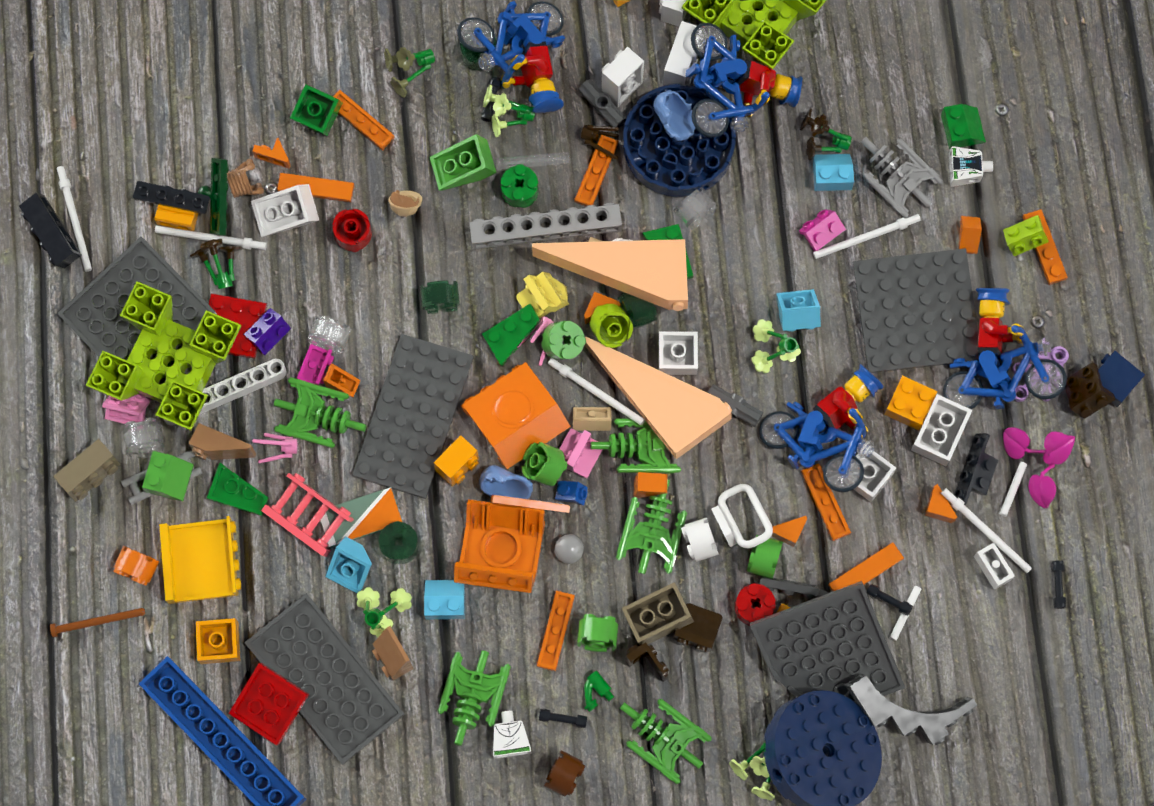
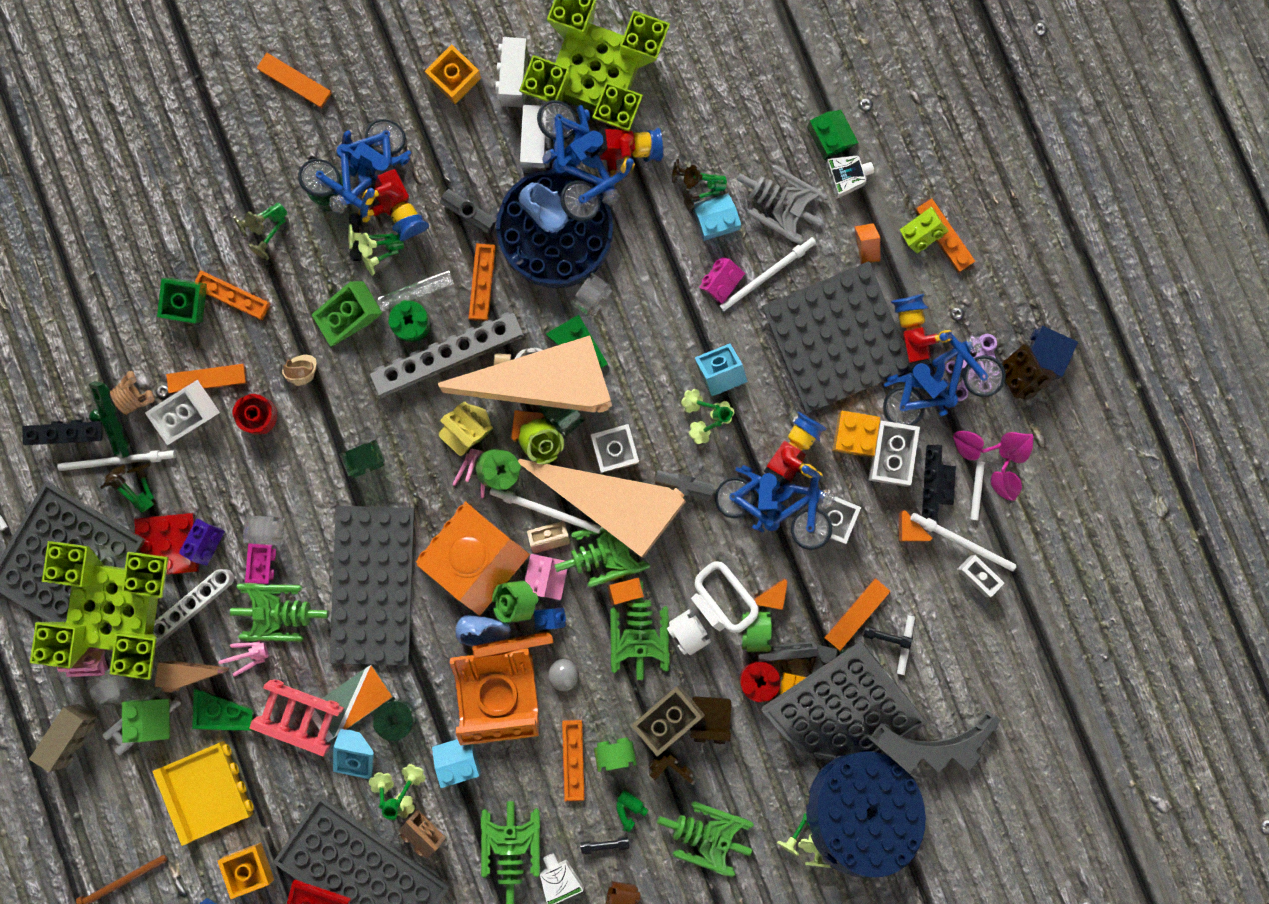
camera: 15 degrees left, 10 degrees up
(136, 565) = (141, 819): orange brick -> none
(176, 218) = (75, 451): light orange brick -> none
(275, 156) = (156, 356): orange slope -> none
(341, 380) = (290, 572): orange slope -> none
(457, 461) = (427, 623): light orange brick -> none
(509, 333) = (443, 475): green wing -> none
(591, 133) = (466, 245): dark brown plant -> none
(622, 76) = (479, 179): white brick -> none
(825, 502) = (800, 558): orange tile -> none
(1059, 601) = (1040, 557): black bar -> none

